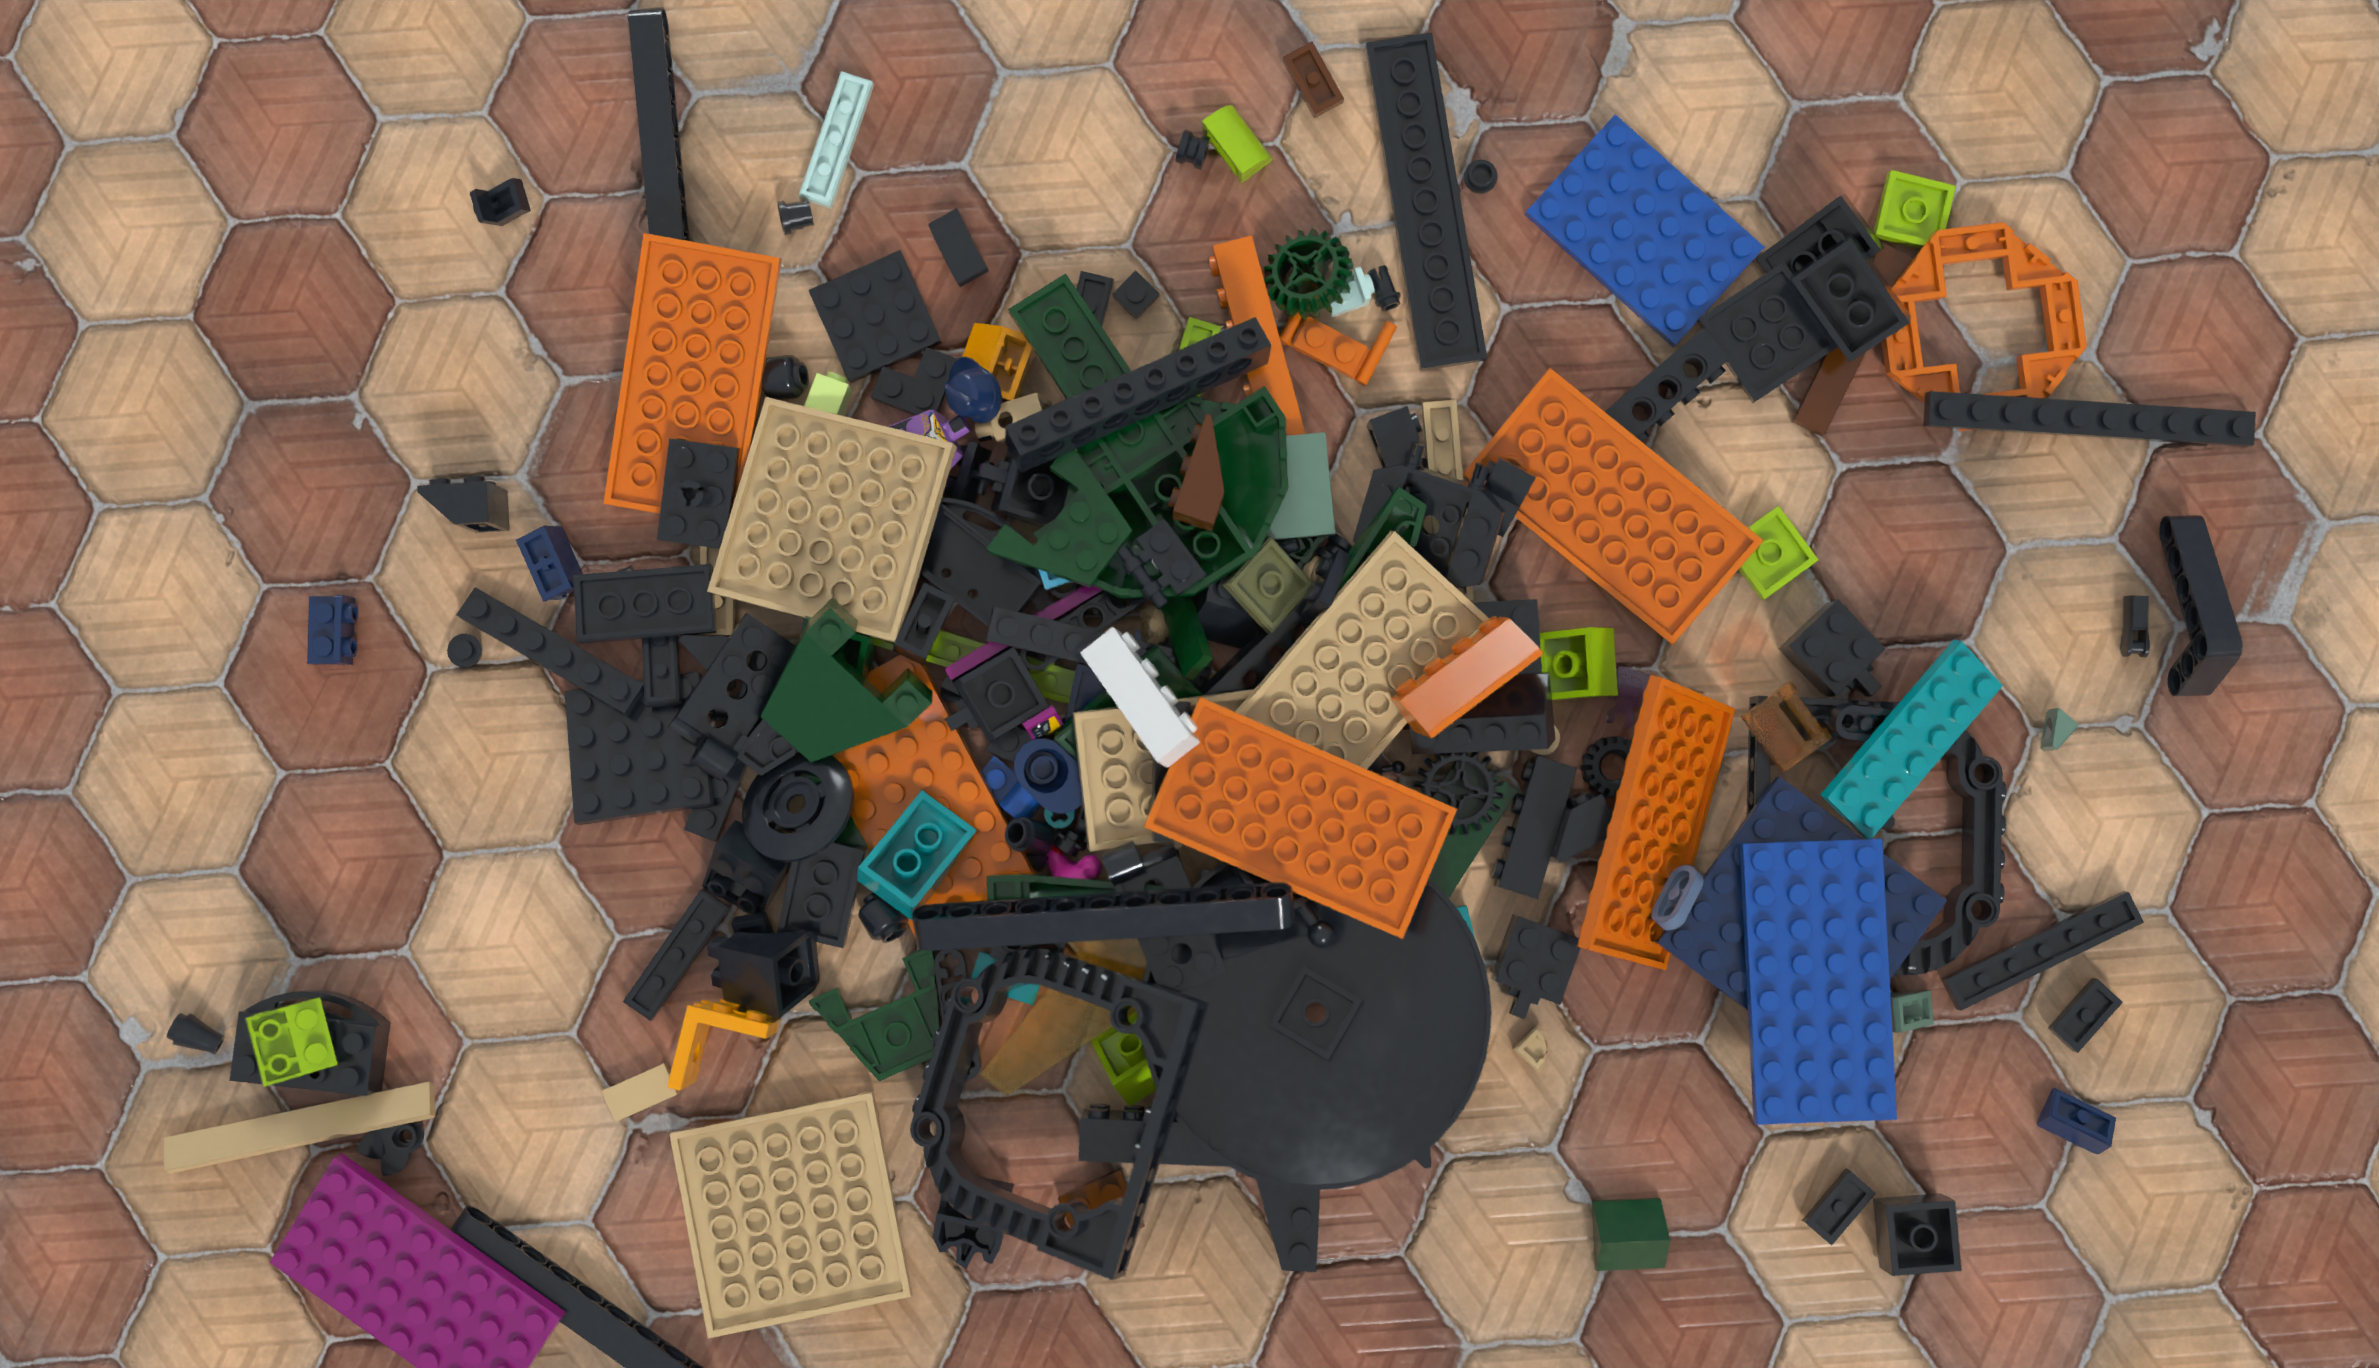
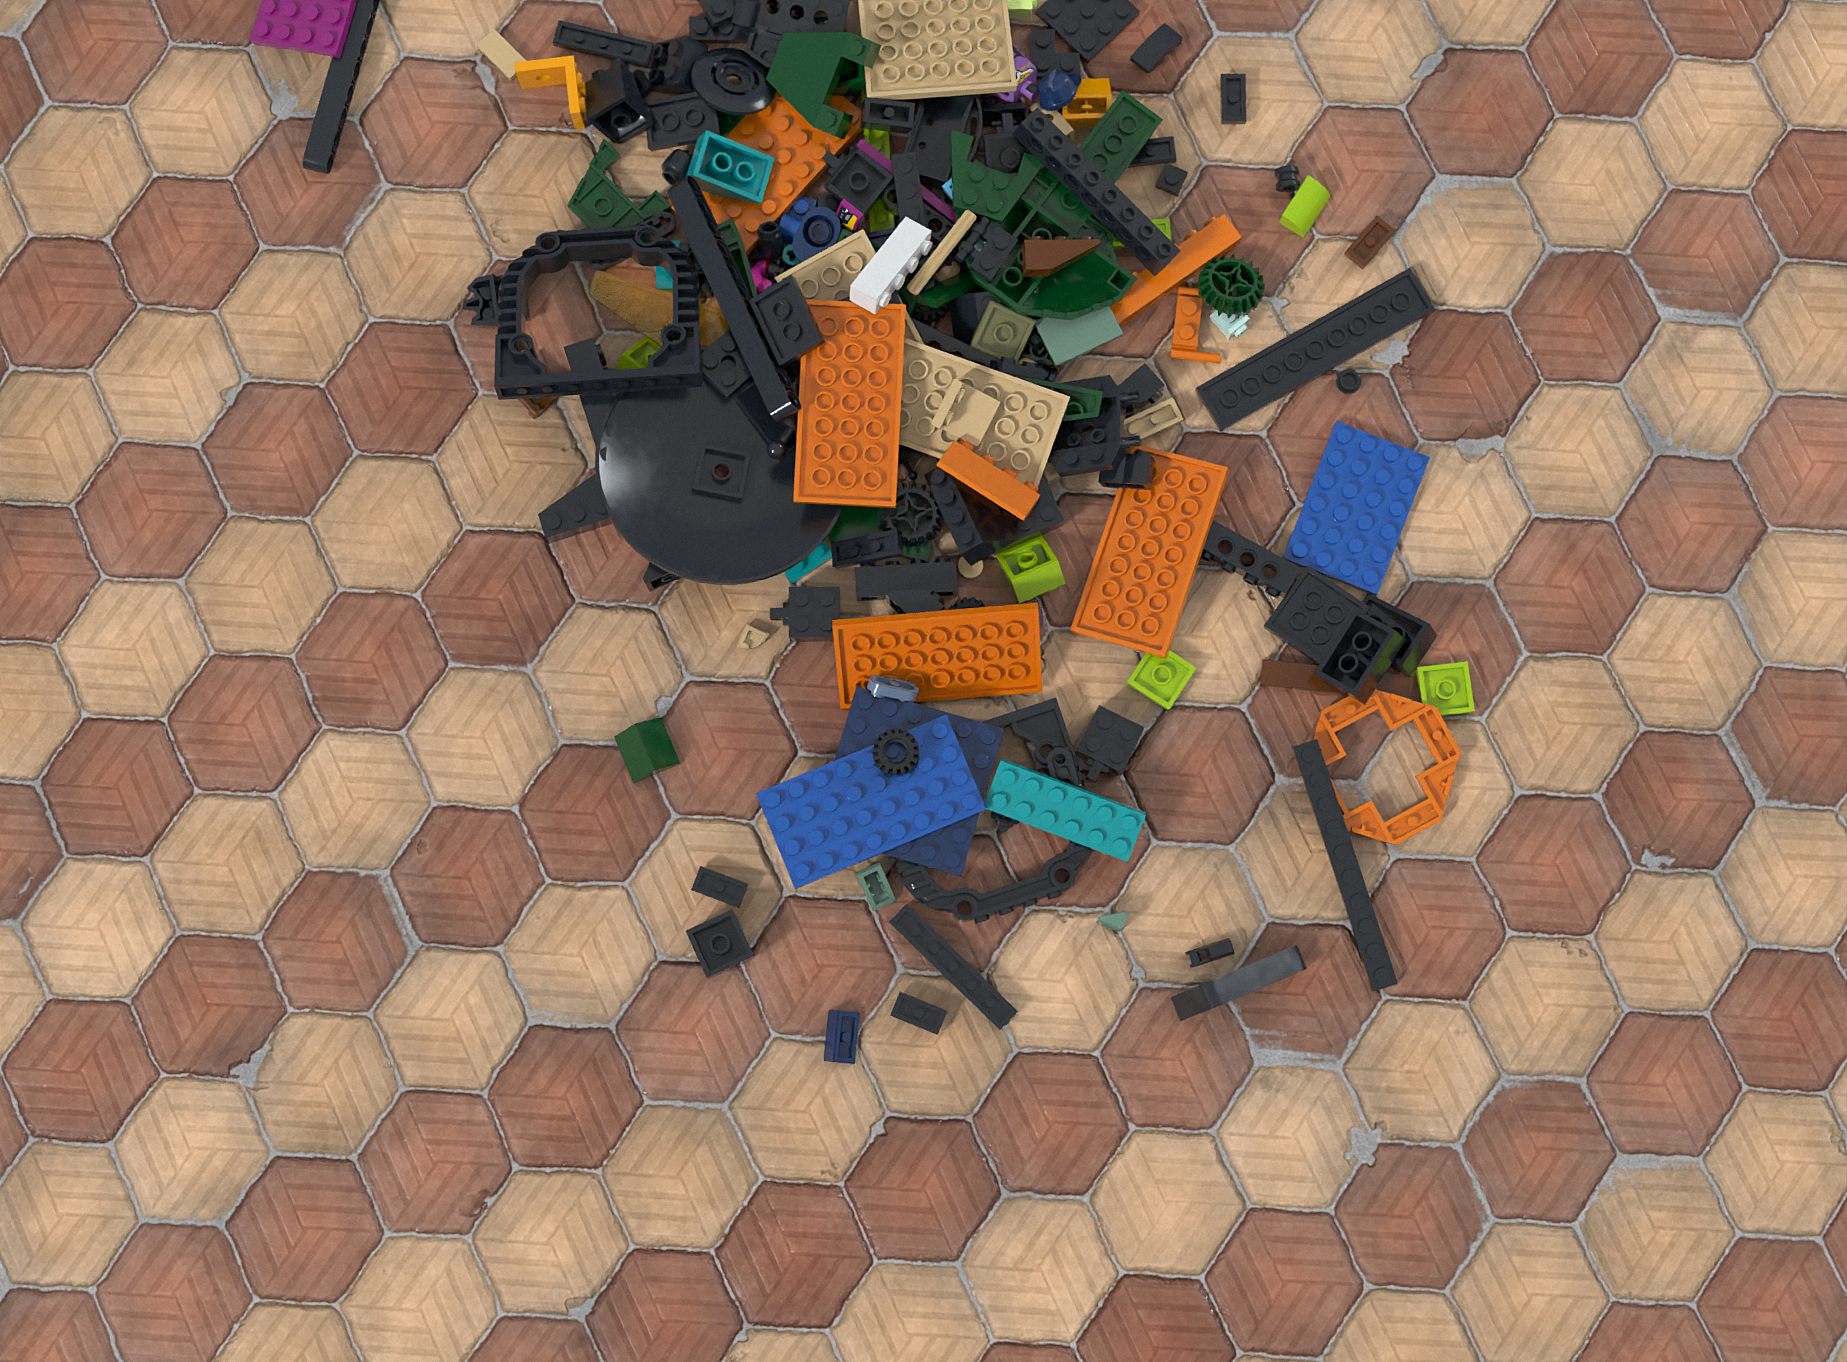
camera: 70 degrees right, 5 degrees down
(790, 1214) = (457, 181): tan plate -> none
(1061, 177) = (1233, 98): none -> black plate
(1143, 623) = (941, 252): none -> tan axle
(1166, 860) = (787, 321): none -> black plate
(1365, 672) = (965, 412): none -> tan bracket
(1384, 289) = (1240, 345): black pin -> none
(1482, 862) = (867, 548): none -> black plate
(1777, 732) = (1034, 715): clear orange plate -> none
(1797, 928) = (895, 736): none -> black tyre

